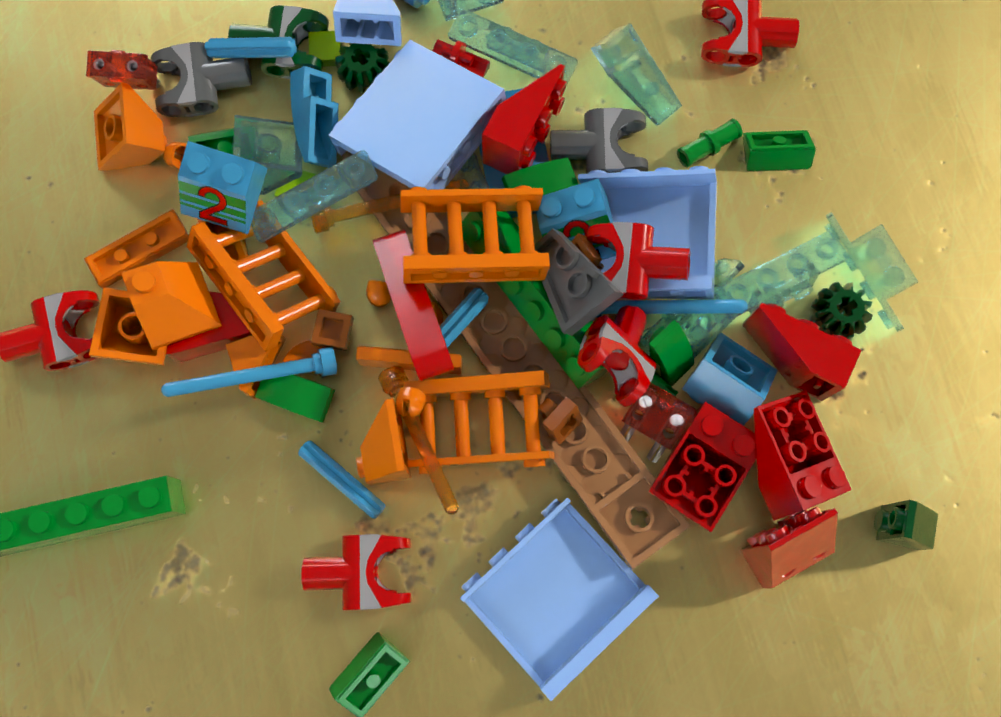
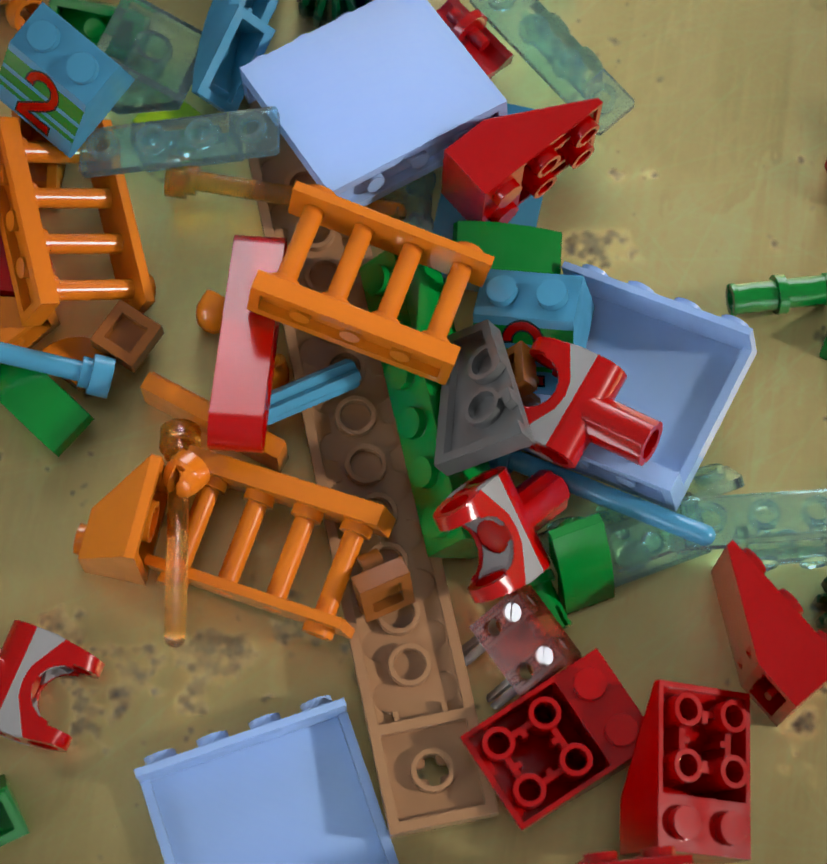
camera: 20 degrees right, 5 degrees down
(341, 479) = (48, 546): dark azure axle -> none
(599, 140) = (621, 227): dark grey connector -> none
(636, 73) = (717, 156): clear light blue slope -> none
(730, 379) = (652, 633): dark azure slope -> none

